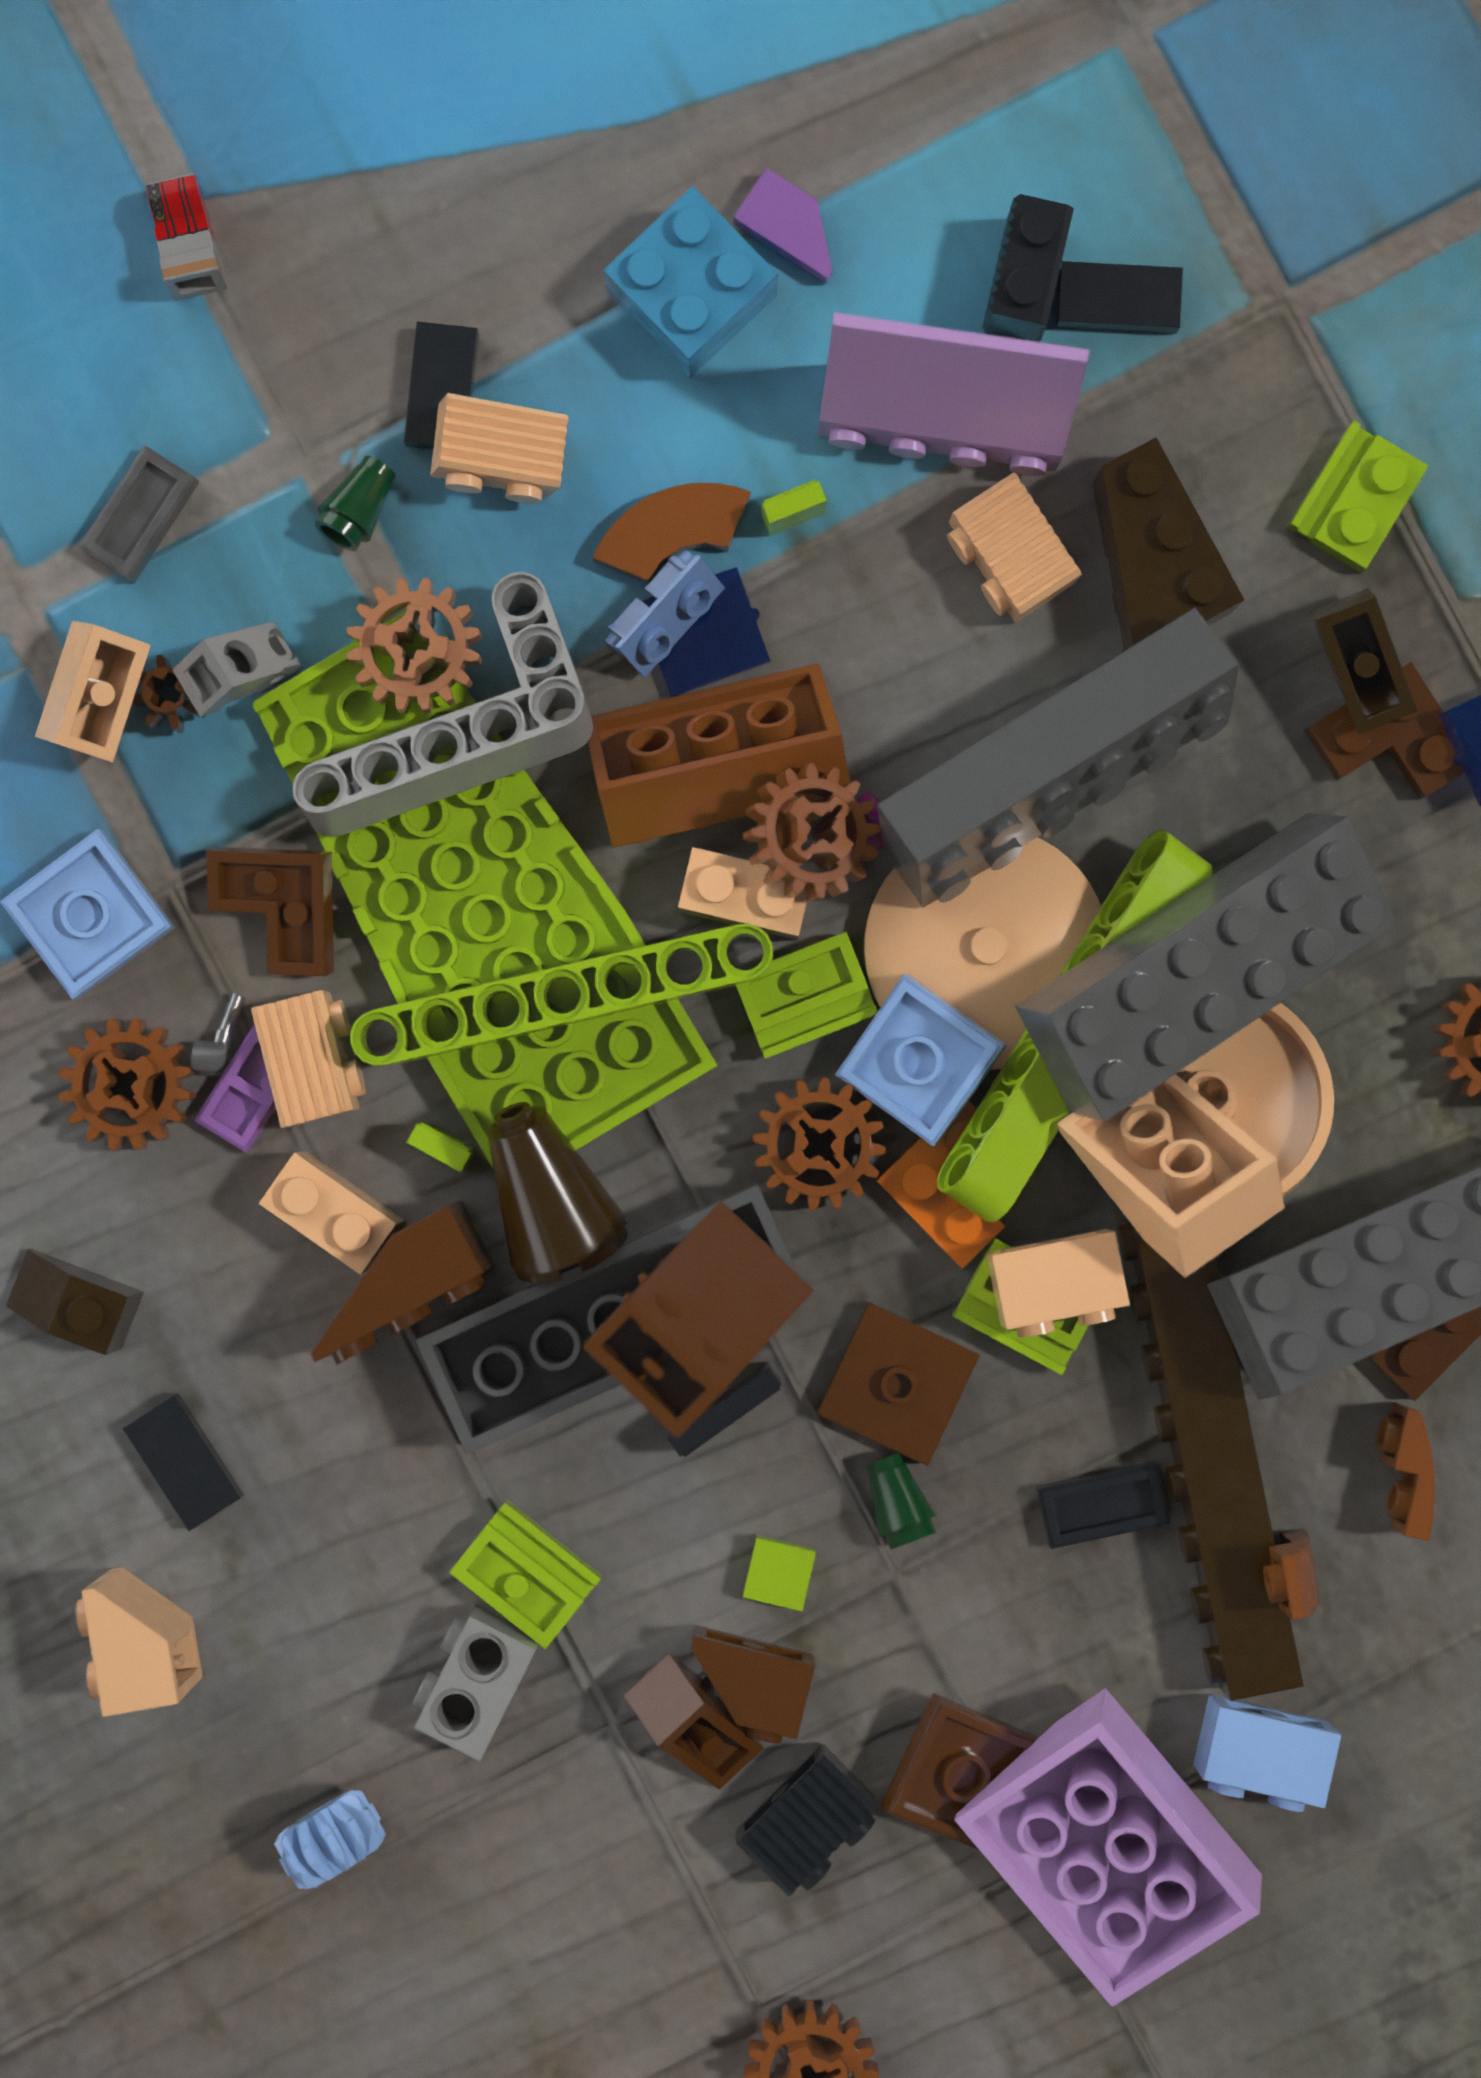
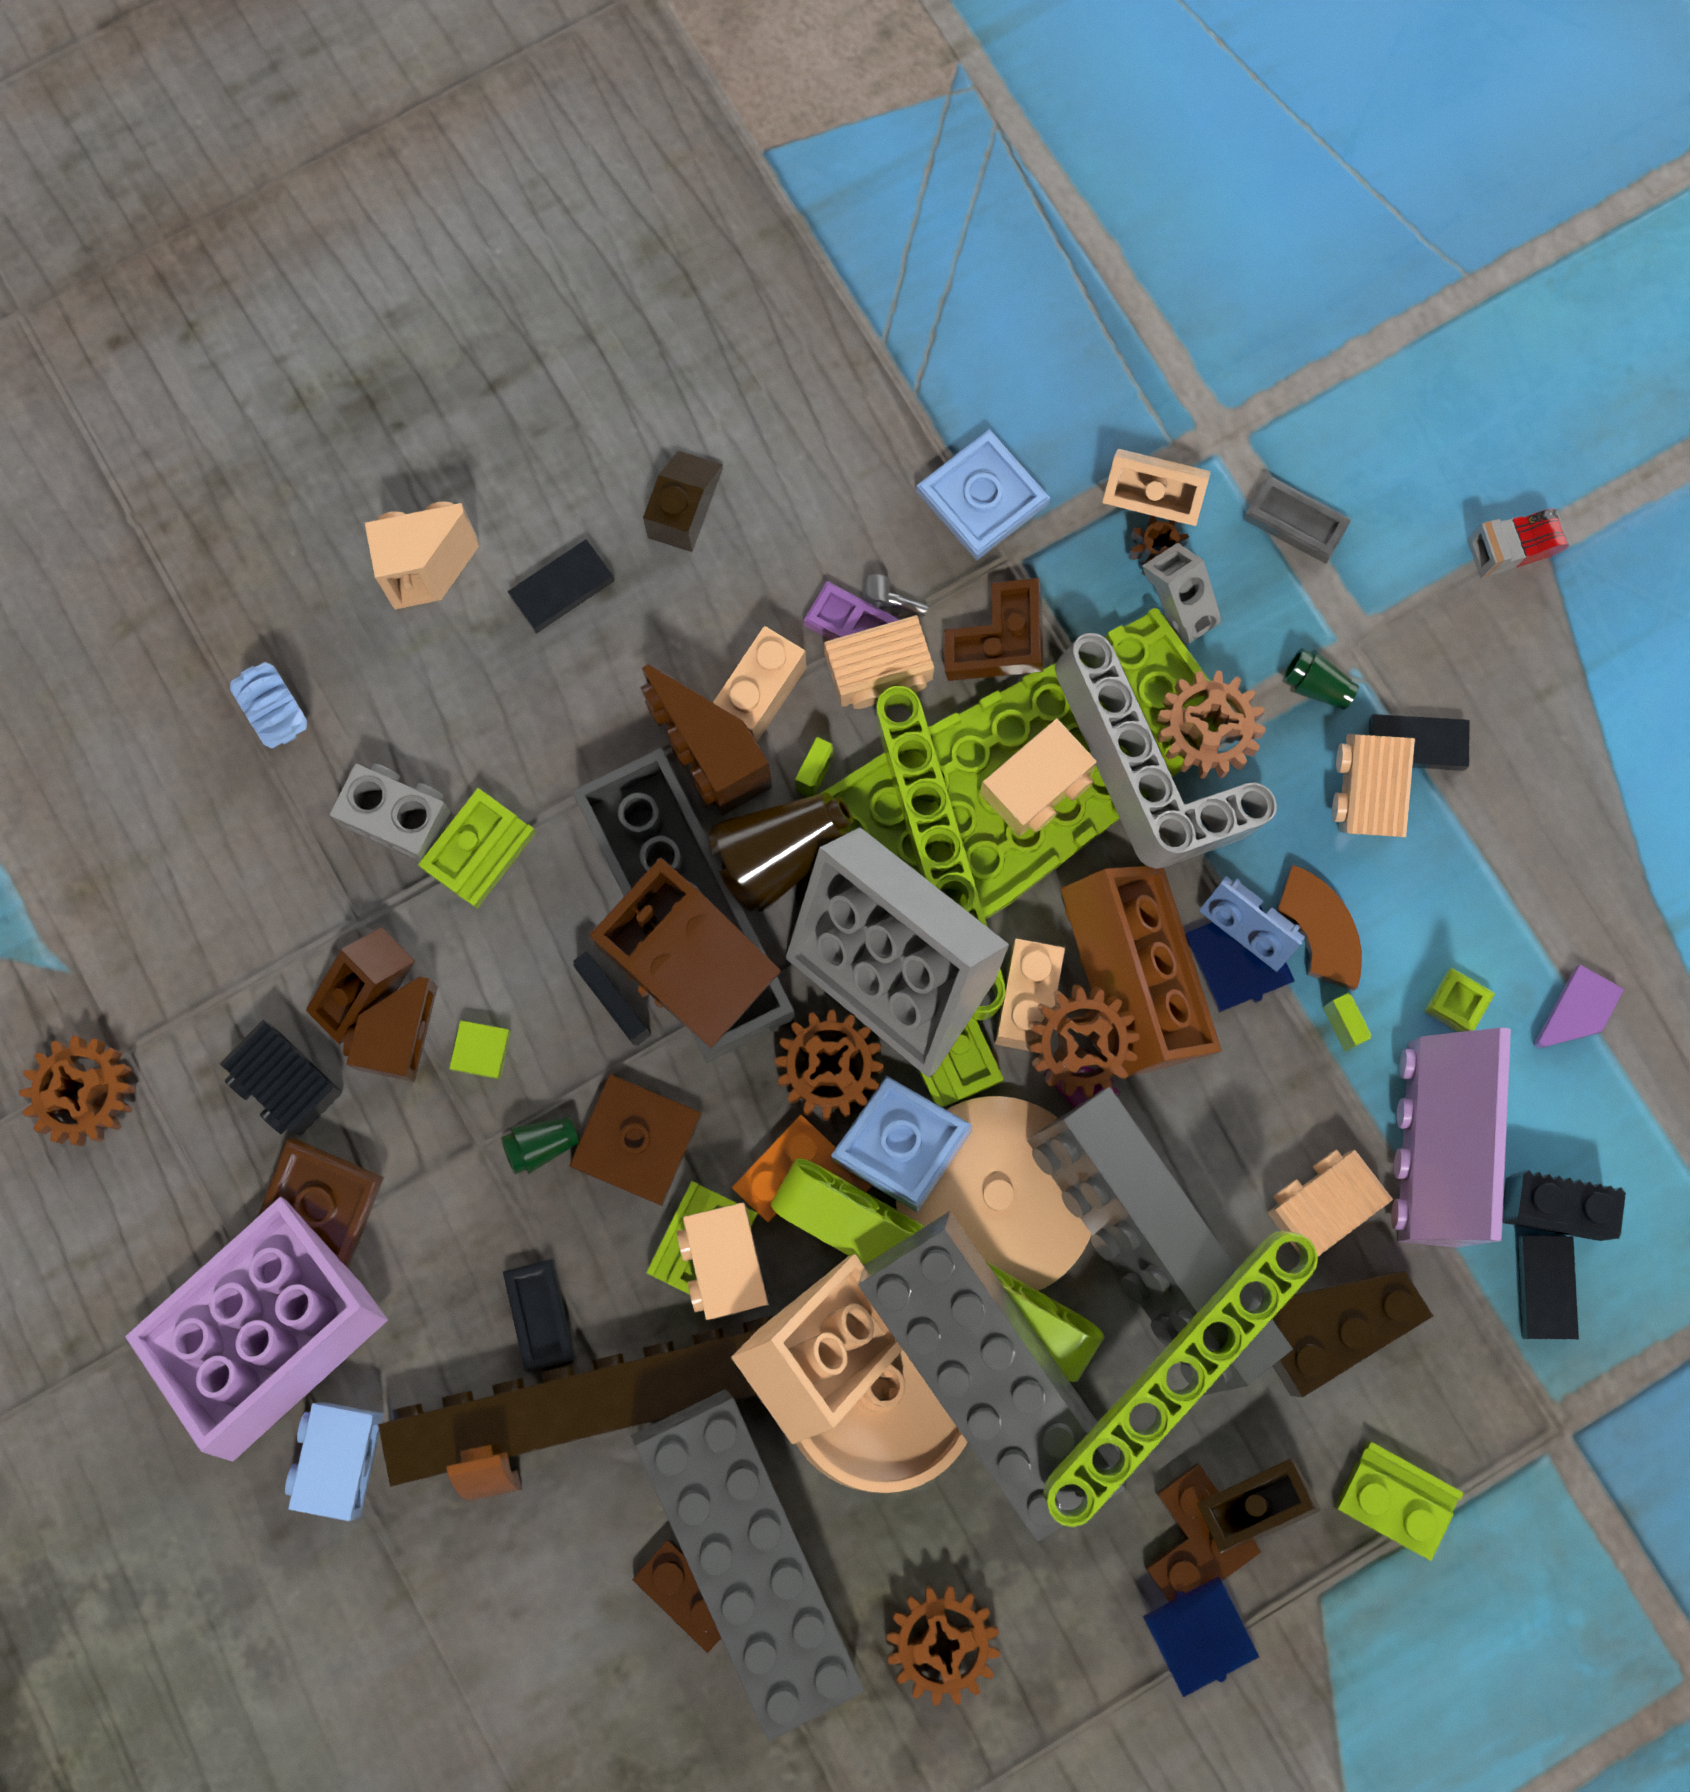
camera: 90 degrees right, 10 degrees down
(104, 1098) = (855, 508): dark orange gear -> none
(474, 866) = (1039, 778): none -> light nougat brick
(686, 1058) = (893, 948): none -> light grey slope
(691, 281) = (1523, 931): dark azure brick -> none
(771, 368) = (1459, 1001): none -> lime tile
(1260, 752) = (1174, 1404): none -> lime beam
(1408, 1449) = (588, 1573): dark orange slope -> none

